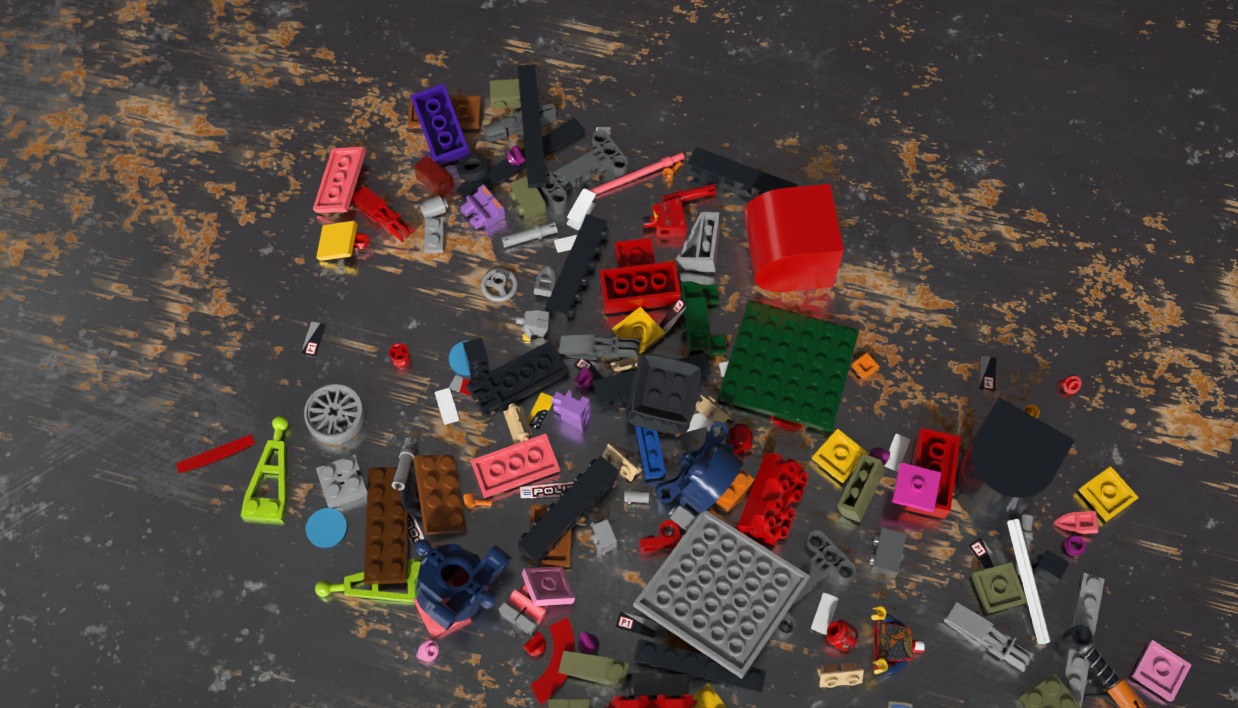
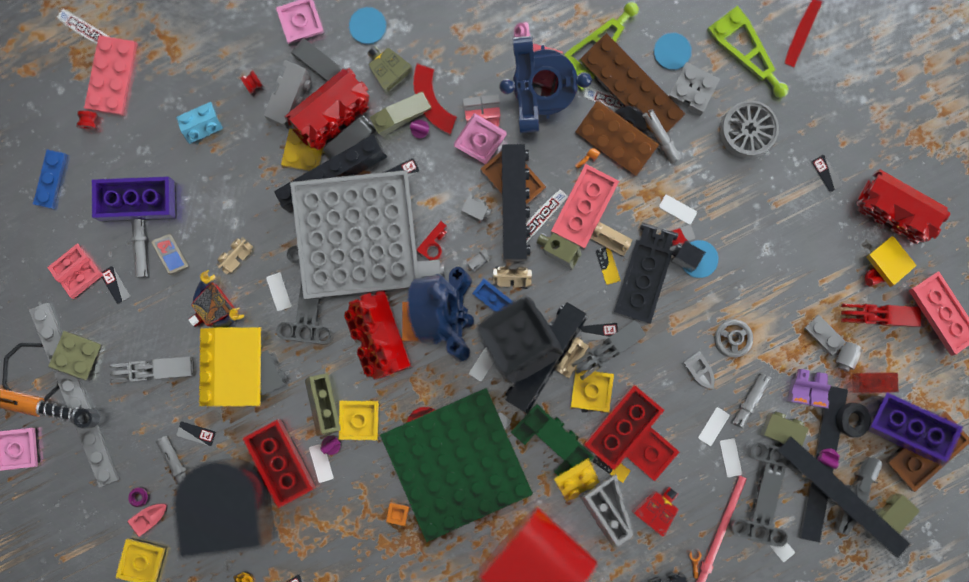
camera: 140 degrees right, 20 degrees up
(291, 265) = (903, 207): none -> red brick
(399, 350) = (750, 211): red wheel -> none
(534, 323) = (676, 325): light grey piece -> none
(535, 644) = (453, 96): red plate -> none
(564, 439) = (566, 254): none -> olive torso
(571, 410) = (582, 278): medium lavender hips -> none
(576, 268) = (687, 403): black brick -> none
(581, 205) = (736, 463): white sticker -> none
(584, 378) = (597, 316): magenta plate -> none
(673, 315) = (577, 426): sticker -> none
(691, 194) = (661, 550): red pin -> none
(700, 276) = (577, 480): none -> yellow plate
(709, 406) = (469, 377): tan hinge -> none
(741, 438) = (442, 368): red head -> none
(842, 635) = (252, 281): red head -> none
(916, 487) = (279, 434): dark pink plate -> none
(917, 577) = (230, 366): none -> yellow slope
(999, 588) = (169, 414): olive plate -> none
(1028, 581) = (150, 435): white axle -> none
(1050, 566) = (144, 462): black brick -> none

